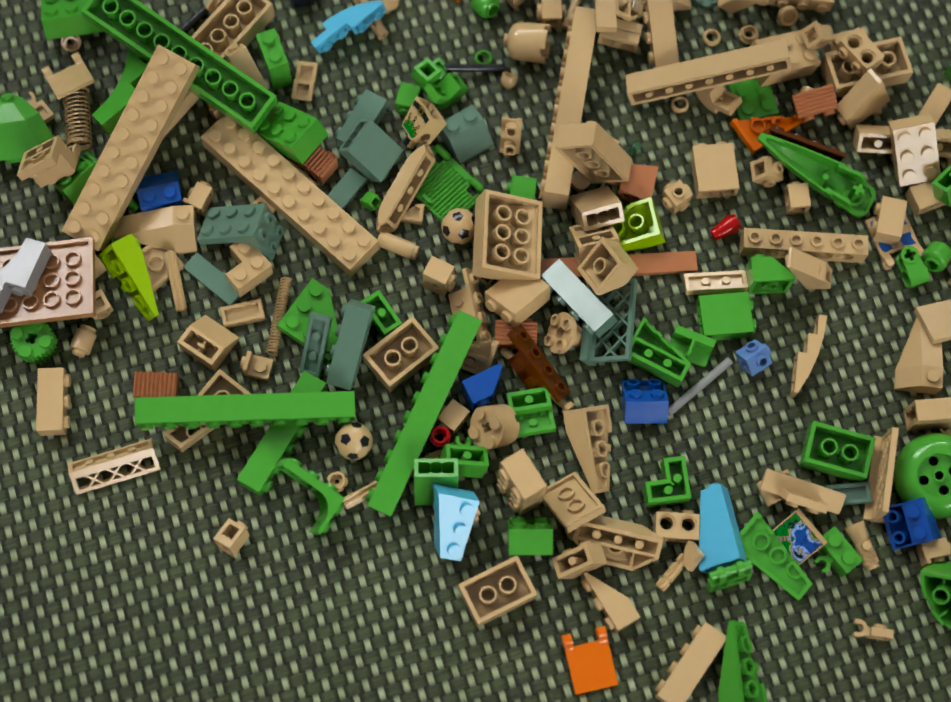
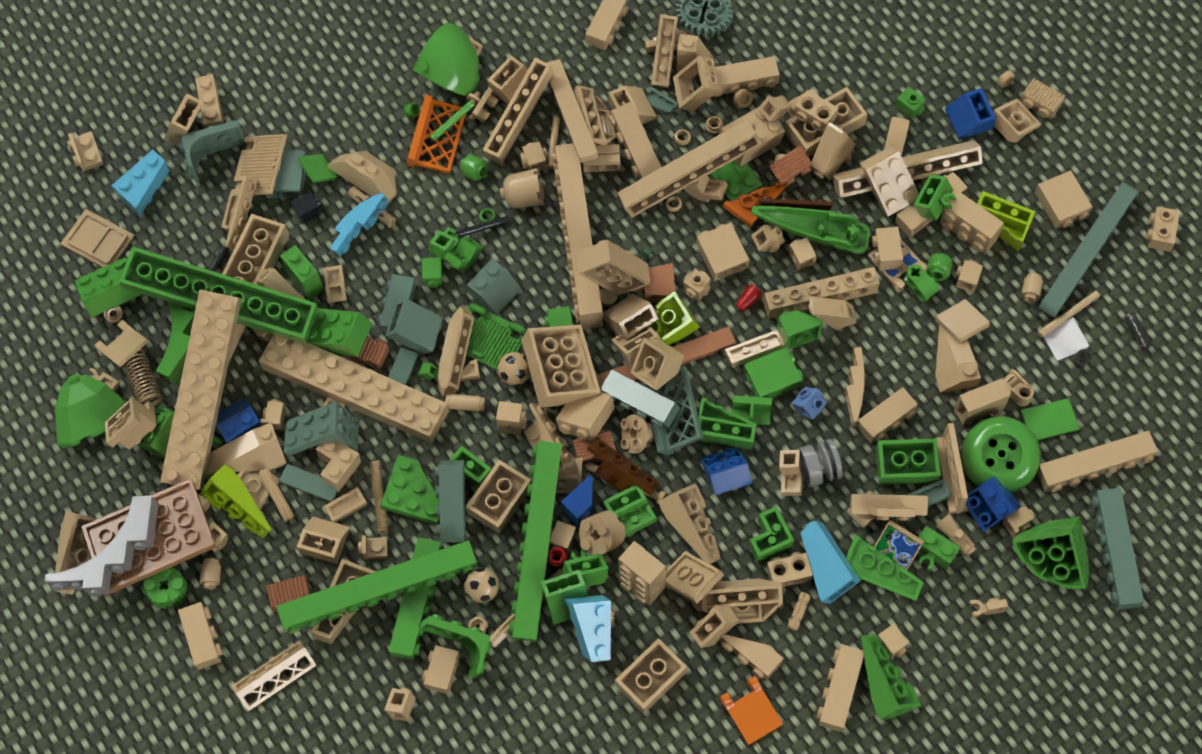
camera: 10 degrees left, 5 degrees down
(285, 514) = (441, 669): none -> tan brick
(315, 344) = (420, 510): sand green tile -> none
(422, 123) = (452, 288): tan torso -> none
(508, 79) = (516, 228): tan hinge -> none
(510, 136) = (534, 276): tan hips -> none
(530, 536) = (664, 619): bright green slope -> none
(692, 555) = (811, 591): tan tile -> none
(699, 386) = (770, 442): light grey bar -> none
(712, 425) = (792, 472): none -> tan brick
(729, 576) = (849, 598): bright green plate -> none
(748, 424) = (824, 461): none -> light grey wheel
(761, 635) = (893, 641): none -> tan brick
(831, 396) = (887, 416): none -> tan brick

